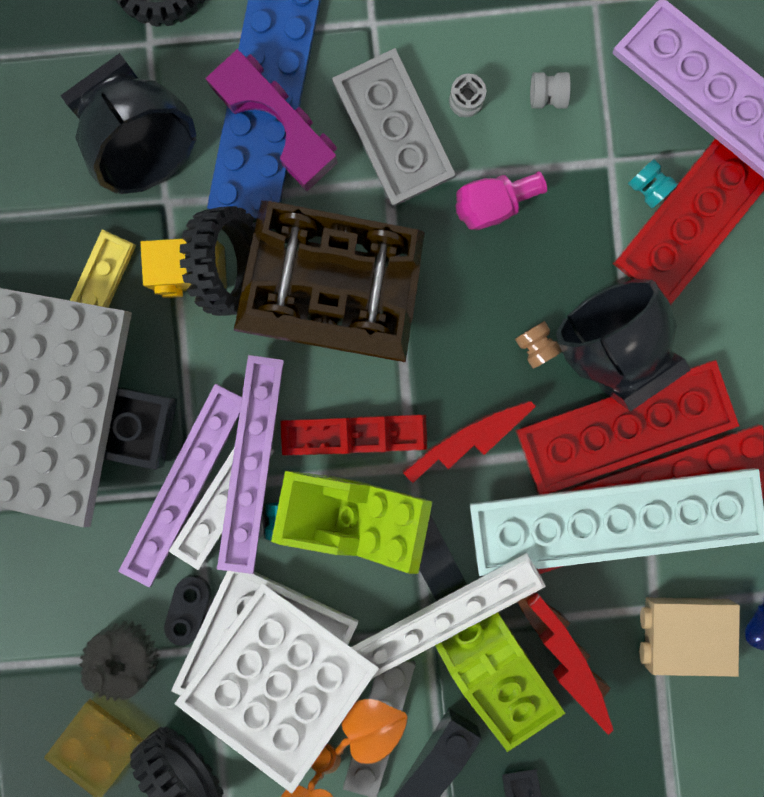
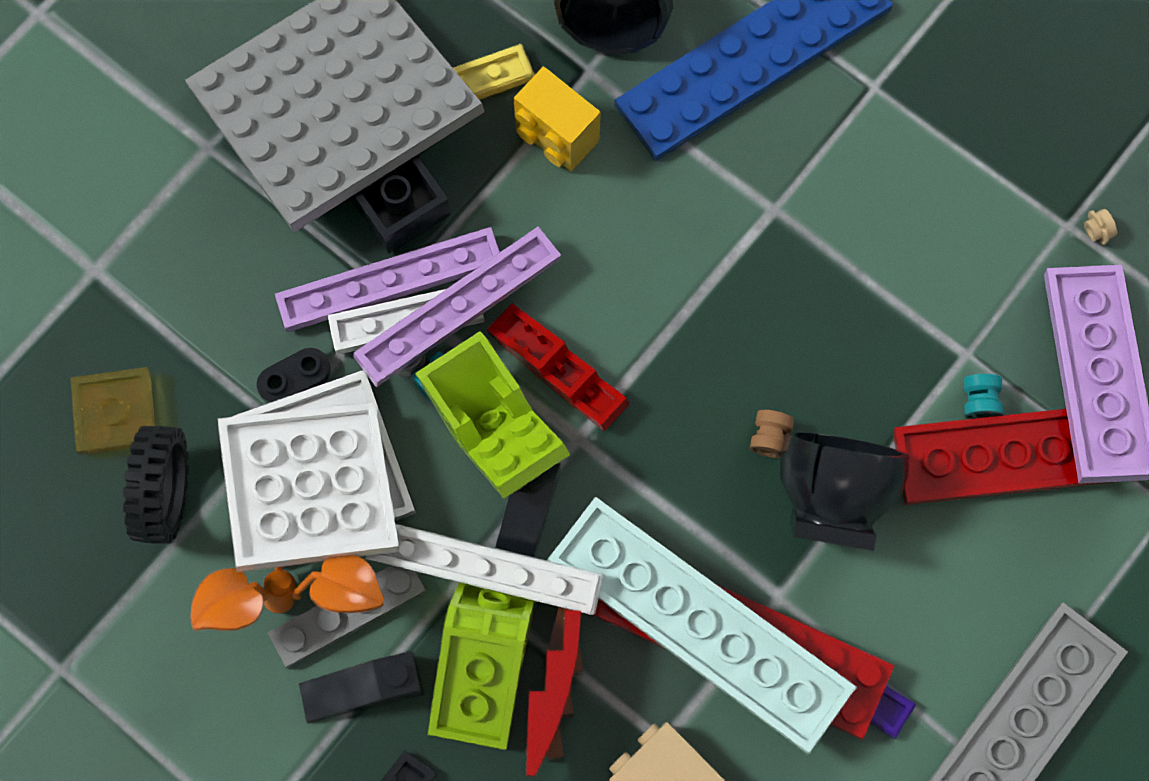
camera: 45 degrees right, 15 degrees down
(105, 675) = (193, 344): clear smoke brick -> none
(201, 259) = (568, 124): black tyre -> none
(243, 88) = (728, 38): magenta arch -> none
(329, 290) = (651, 236): dark brown piece -> none
(393, 127) = (815, 172): light grey plate -> none
(466, 103) = (892, 206): light grey wheel -> none
(481, 434) = (659, 458): red slope -> none
(495, 199) = (844, 293): dark pink piece -> none
(550, 90) = (965, 253): light grey wheel -> none
(610, 437) = (783, 570): red plate -> none

